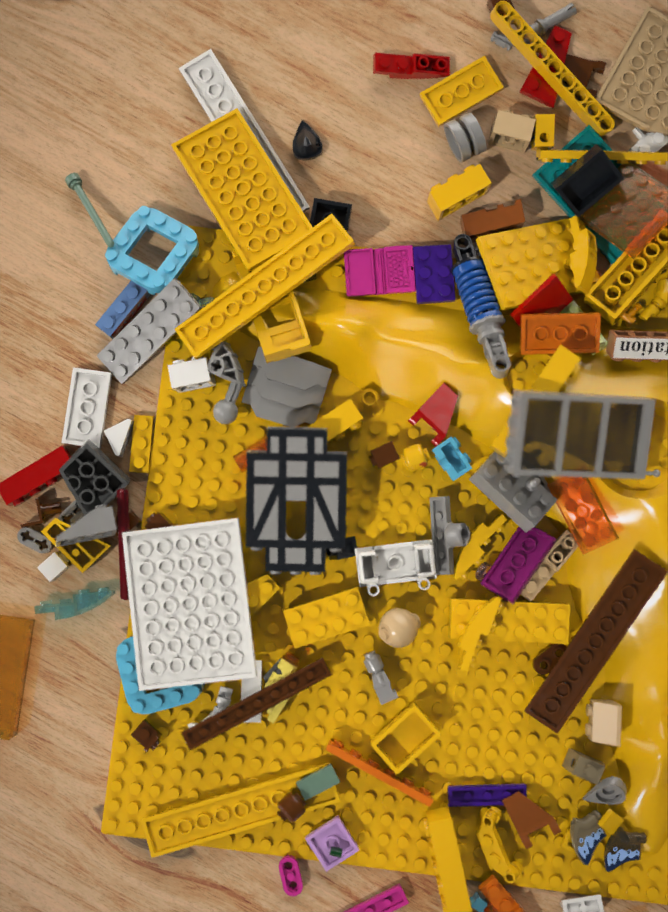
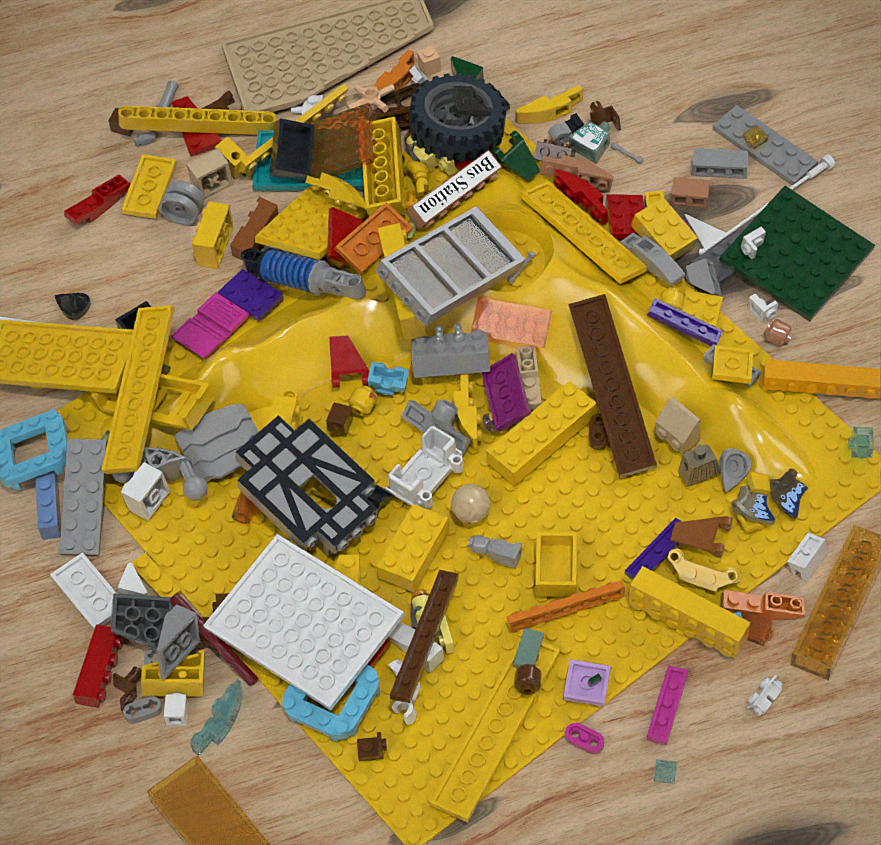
camera: 40 degrees left, 30 degrees down
(480, 623) = (523, 446): yellow slope -> none

